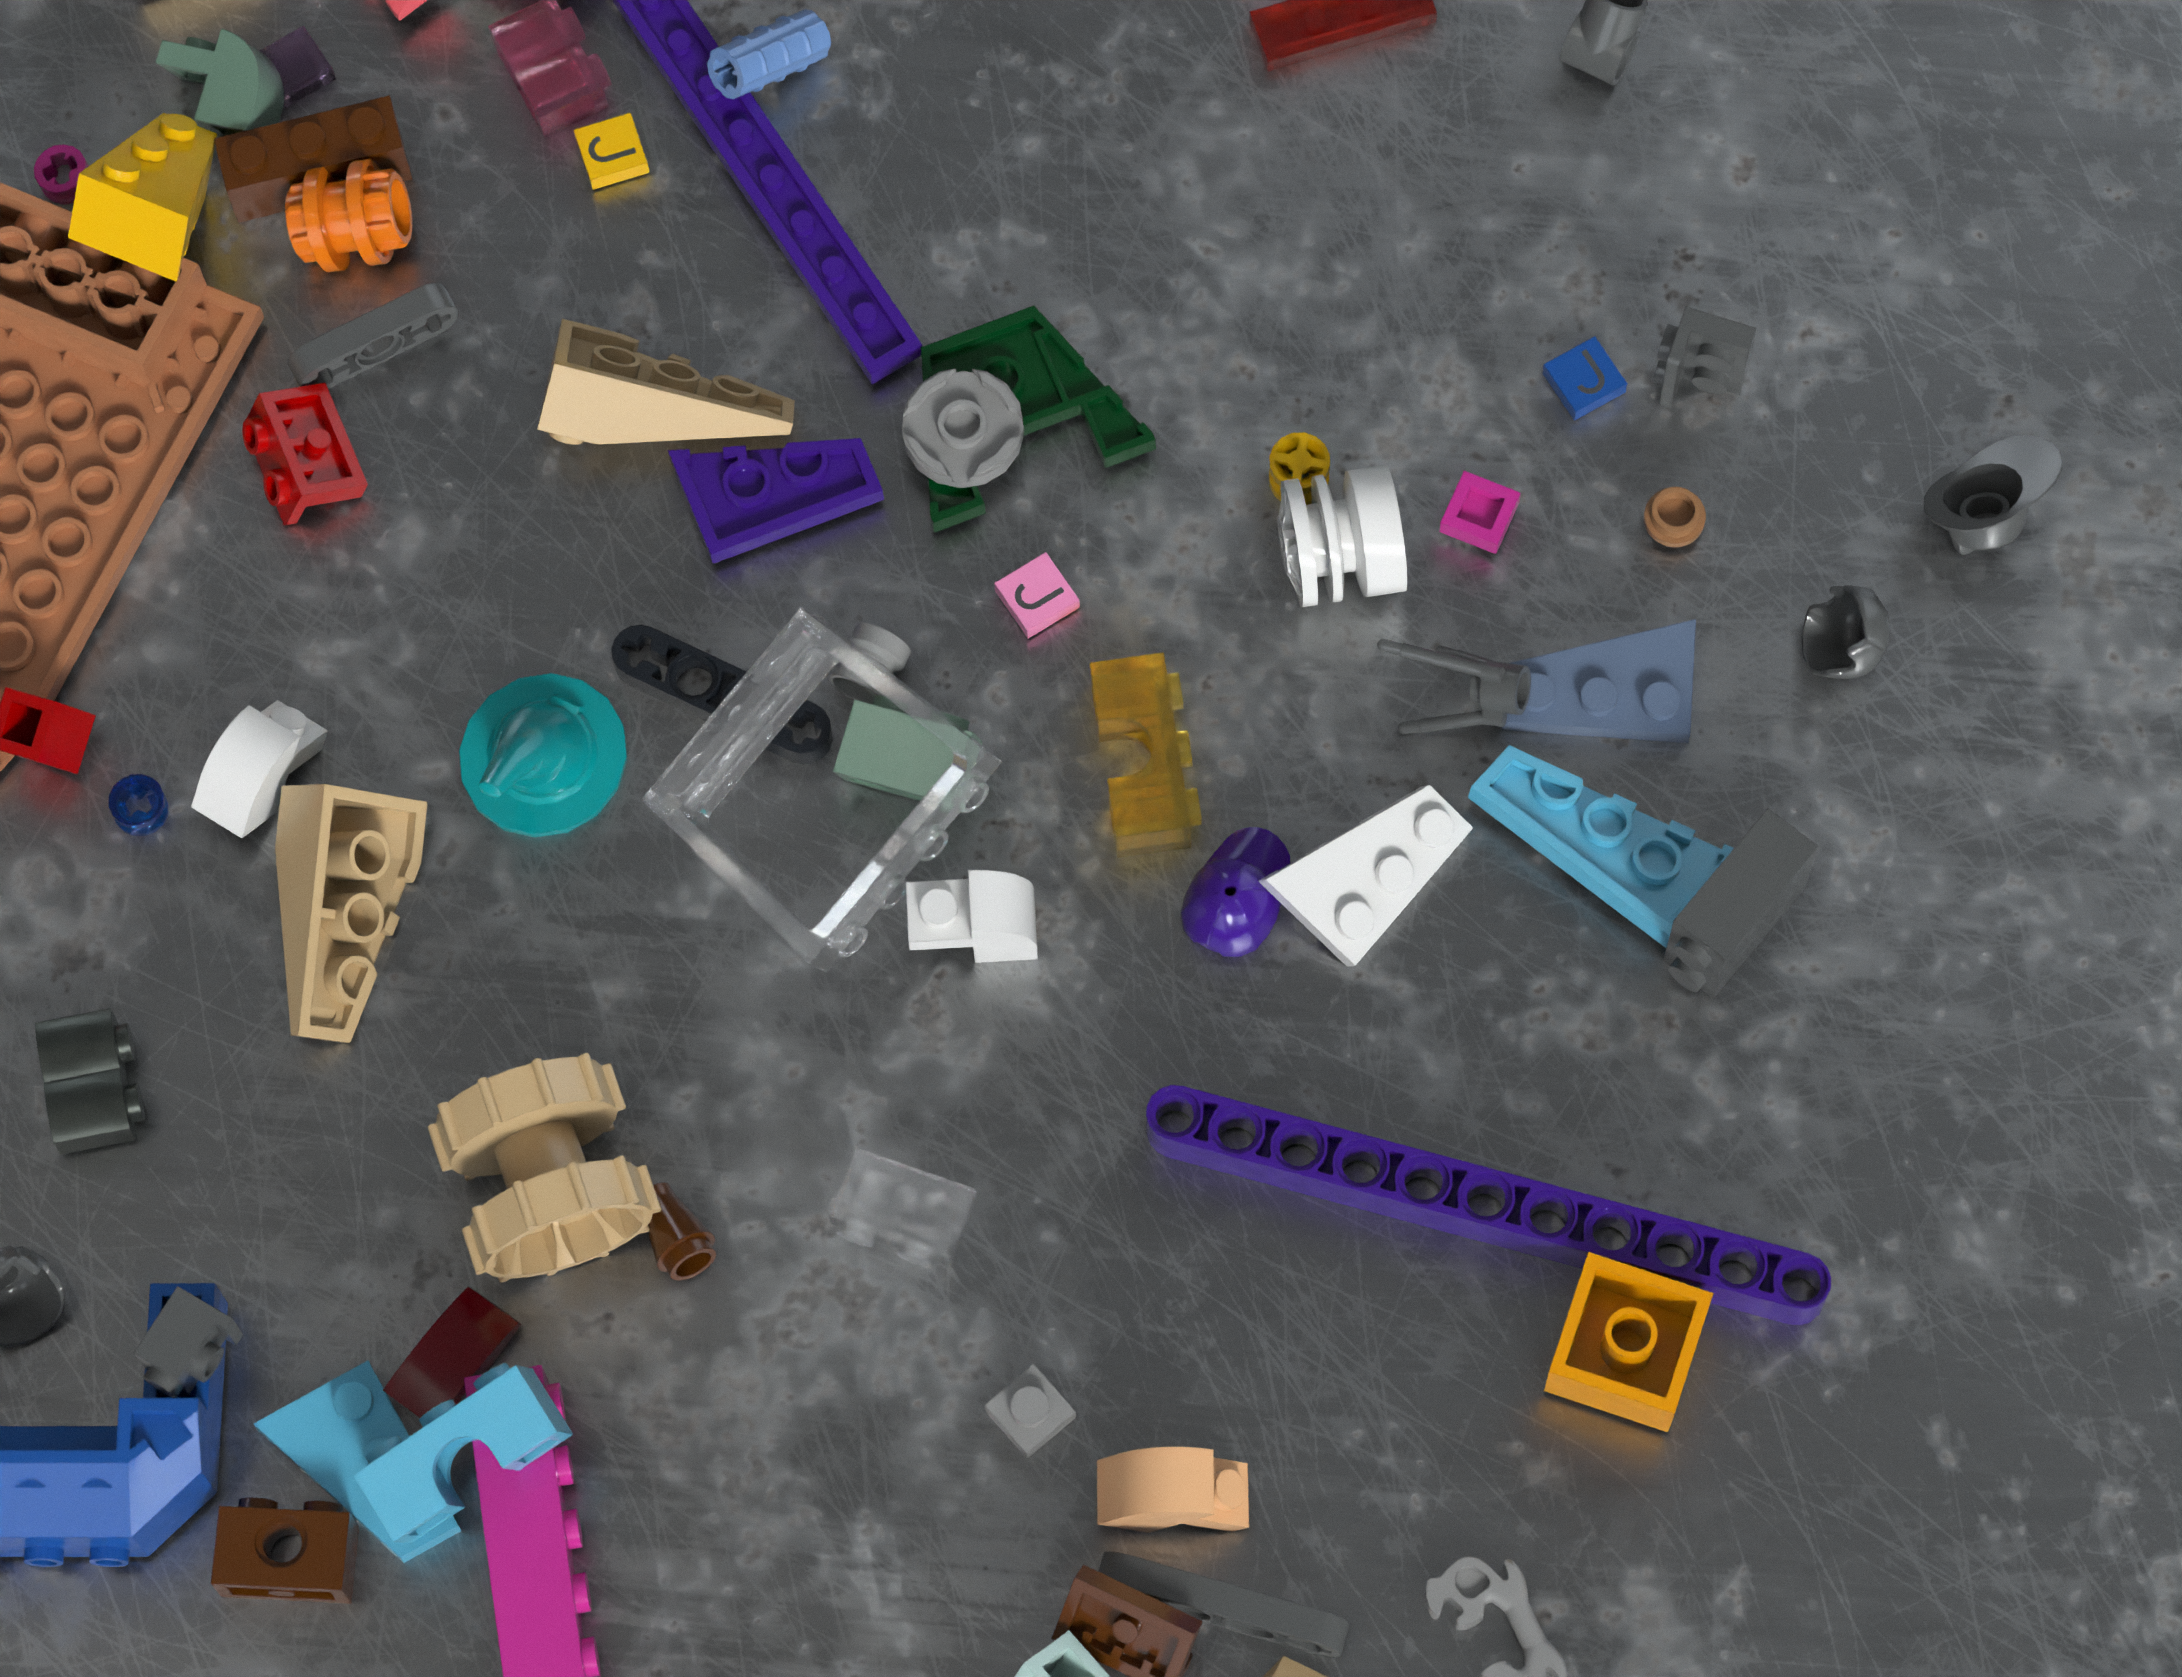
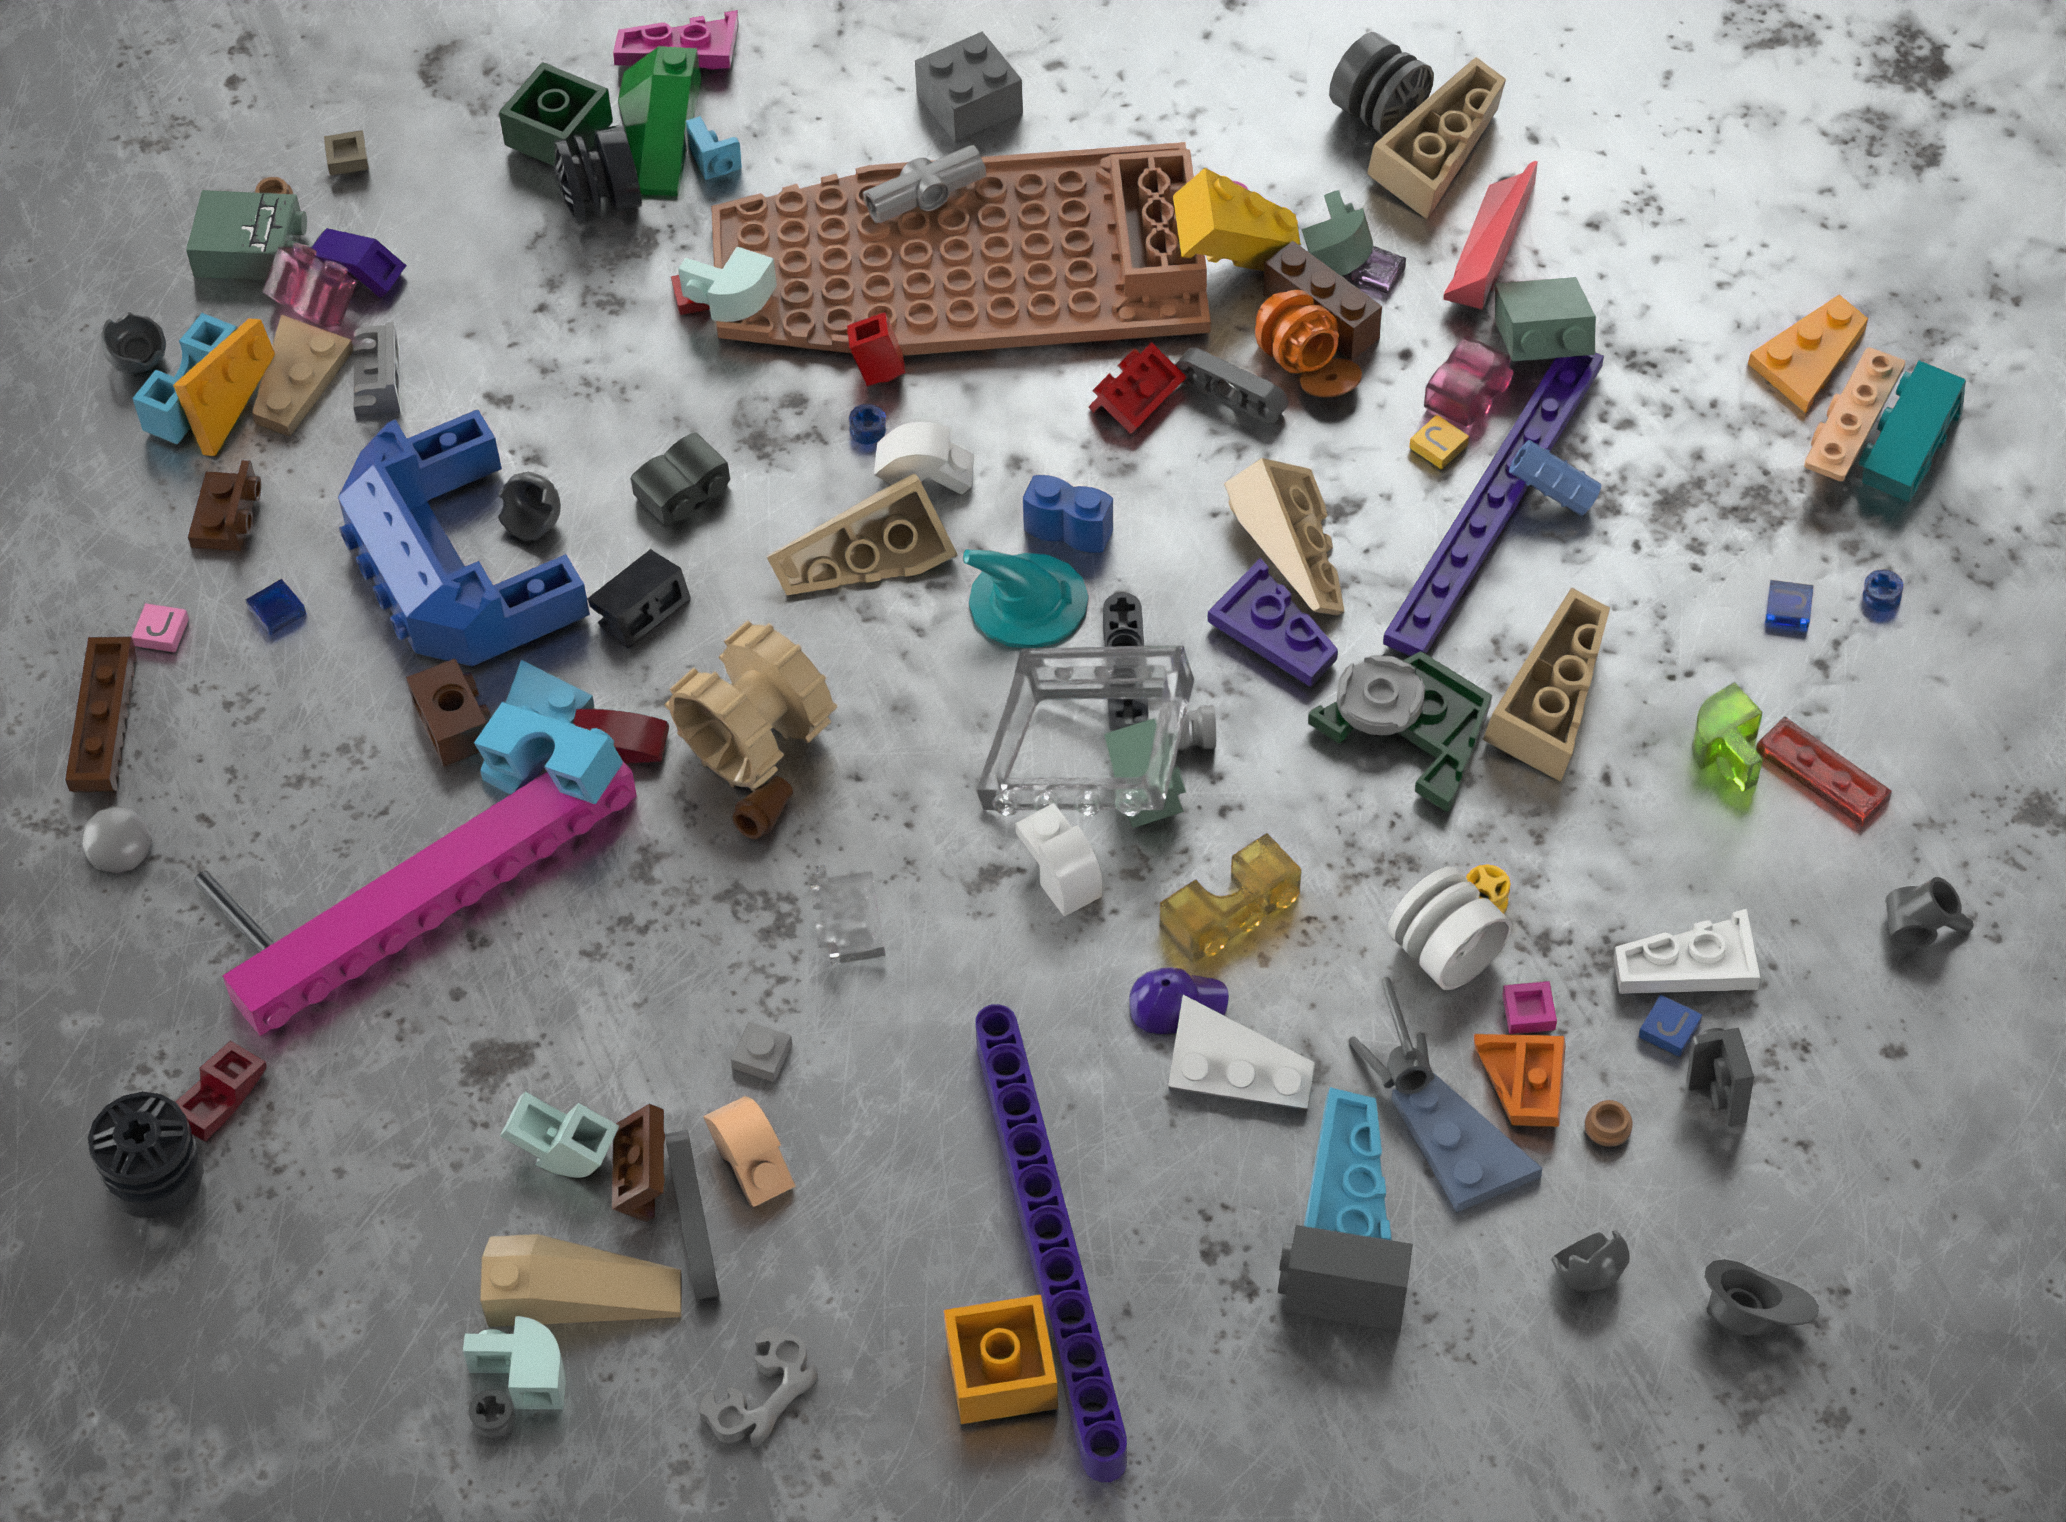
camera: 60 degrees right, 15 degrees down
(185, 1343) = (532, 579): dark grey brick -> none
(247, 1226) = (640, 597): none -> black hinge
(441, 216) = (1333, 379): none -> dark orange piece
(466, 630) = (1068, 513): none -> blue brick
(1037, 595) = (1303, 796): bright pink tile -> none
(1073, 241) = (1547, 697): none -> tan wedge
(1235, 97) = (1723, 733): none -> clear neon green brick
(1517, 302) = (1698, 960): none -> white wing
(1566, 568) = (1525, 1075): none -> orange wing

